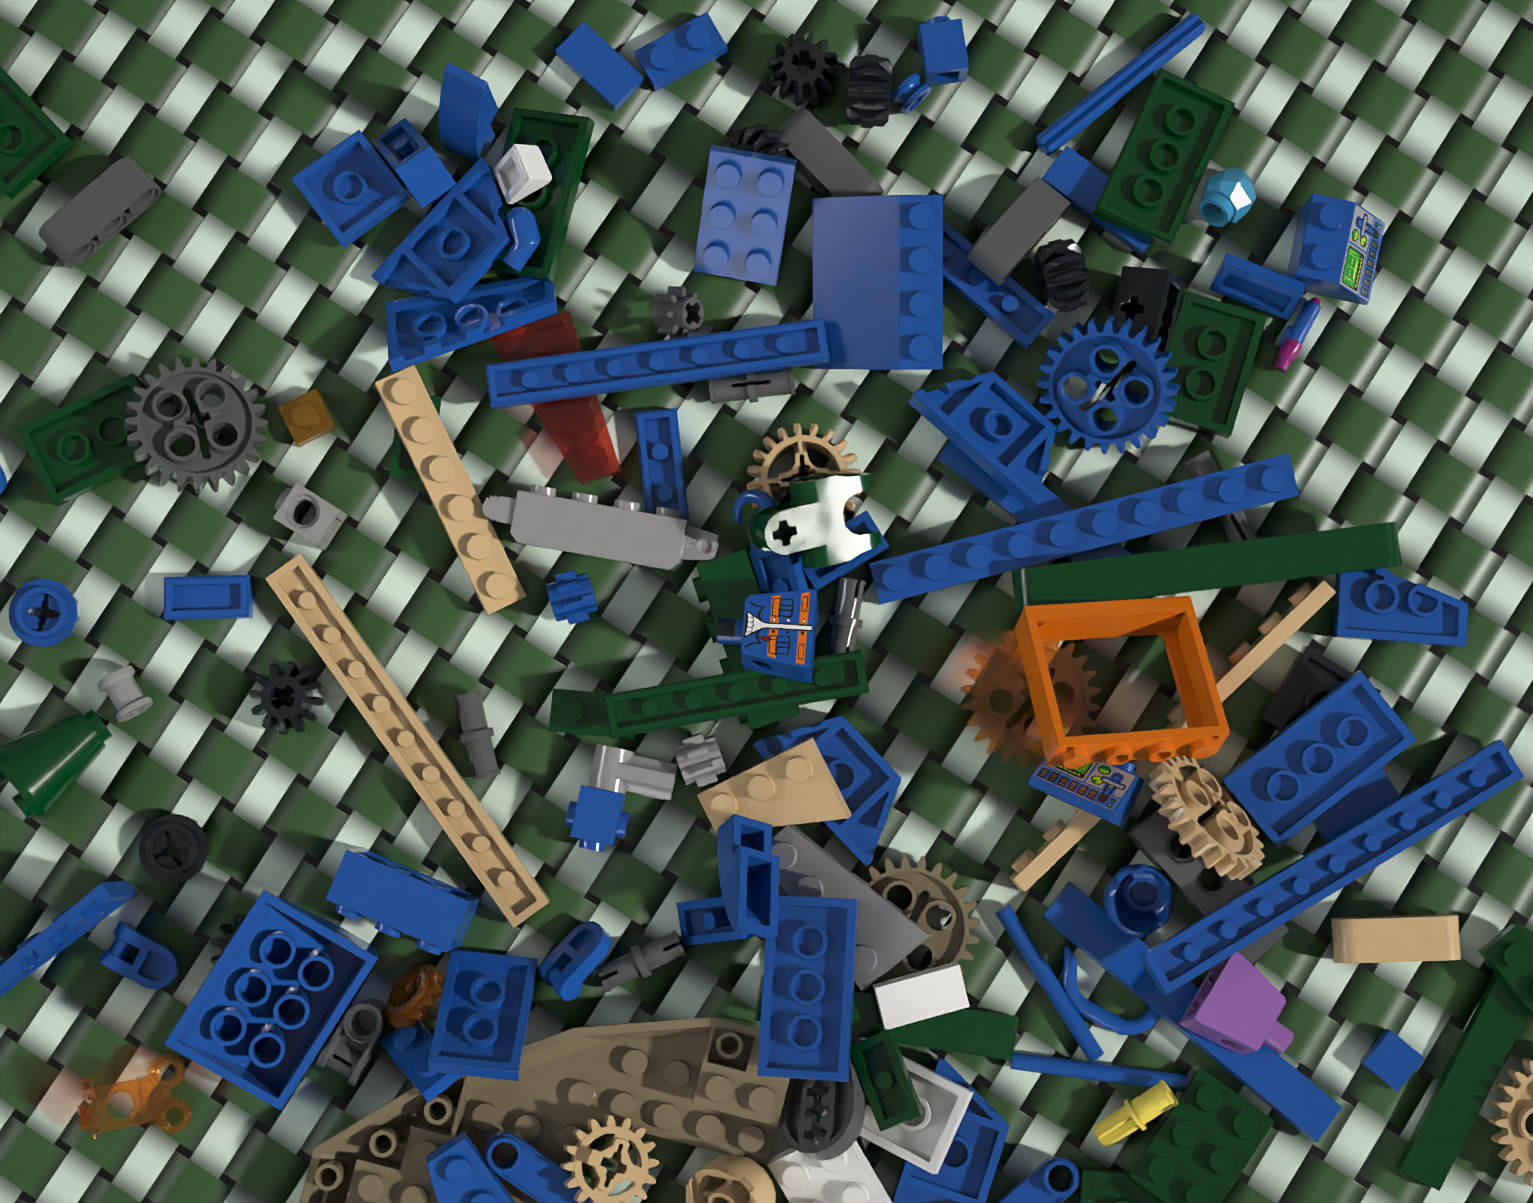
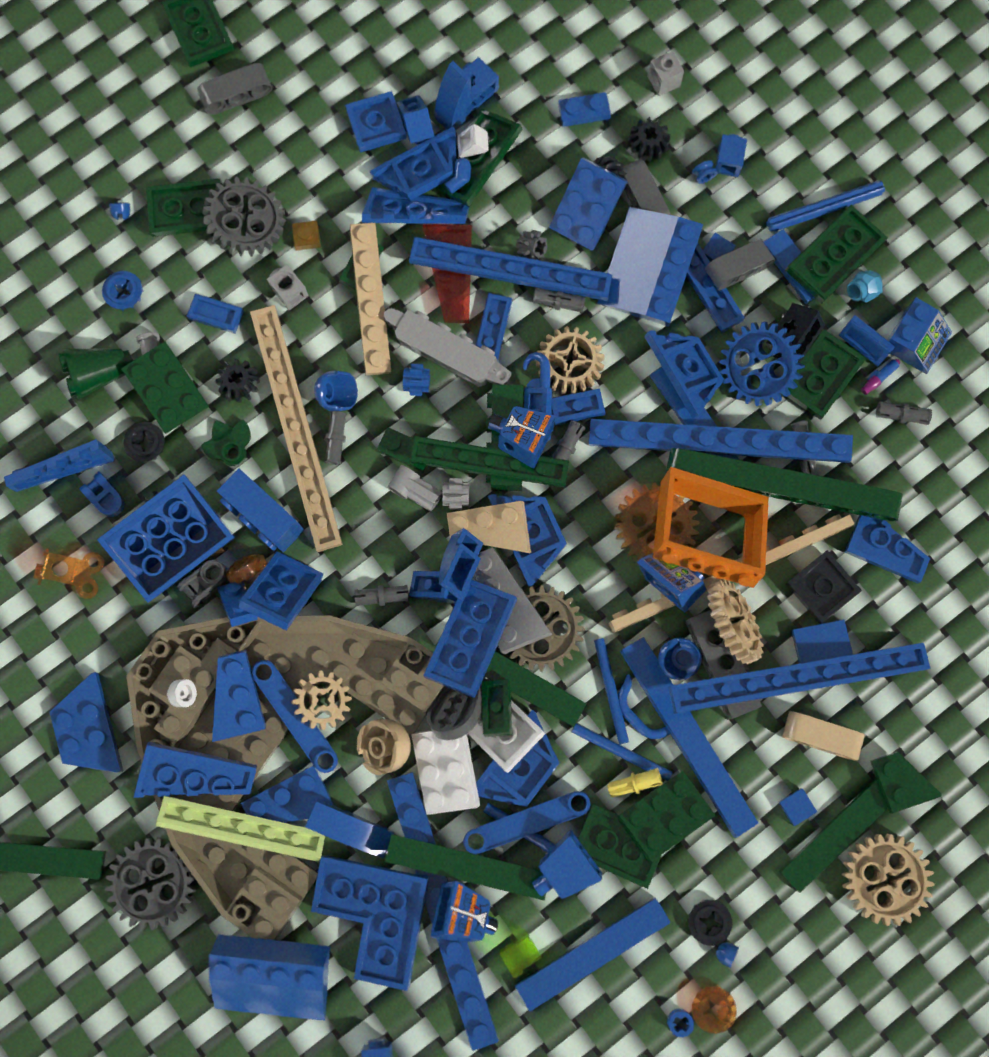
camera: 20 degrees right, 5 degrees down
(175, 750) = (165, 387): none -> dark green plate
(303, 799) = (226, 440): none -> dark green plate
(451, 661) = (336, 390): none -> blue hair
(500, 59) = (483, 83): none -> blue brick
(575, 959) = (344, 580): blue plate -> none
(597, 818) = (386, 506): blue brick -> none
(599, 66) = (536, 102): blue tile -> none
(814, 521) = (567, 379): piece -> none
(869, 91) = (681, 161): black gear -> none
(920, 995) = (534, 667): white tile -> none
(974, 214) = (717, 247): none -> blue tile
(1062, 275) = (756, 296): black gear -> none
(1238, 1009) = (716, 742): medium lavender torso -> none
(1318, 758) = (812, 614): blue plate -> none
(1352, 382) = (903, 413): none -> dark grey pin

